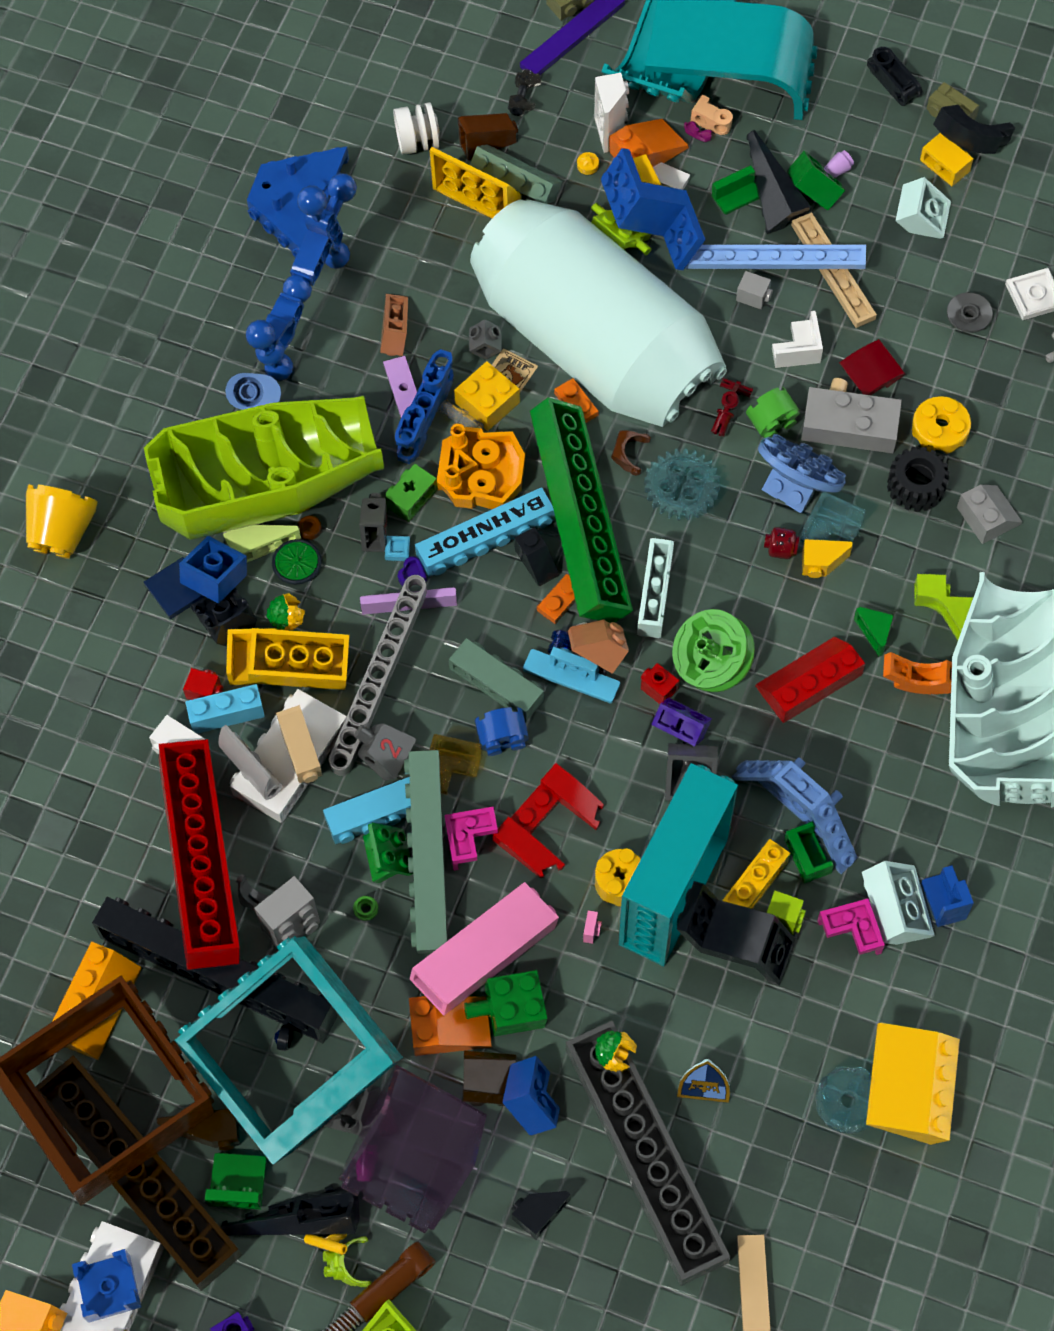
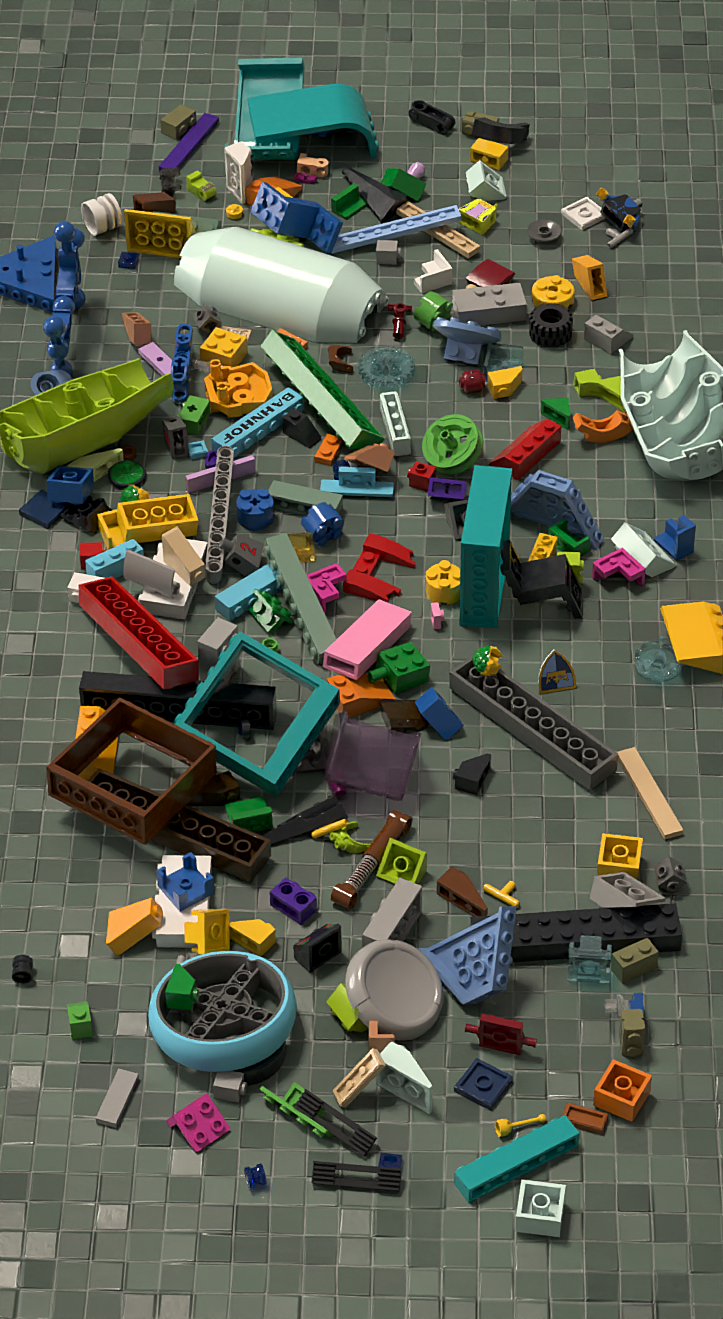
camera: 20 degrees left, 20 degrees down
(427, 207) = (128, 260): none -> clear blue plate
(440, 672) = (255, 509): none -> blue brick
(559, 111) = (199, 186): none -> lime leg
(894, 261) = (478, 215): none -> neon yellow torso
(1000, 409) = (590, 276): none -> light orange slope

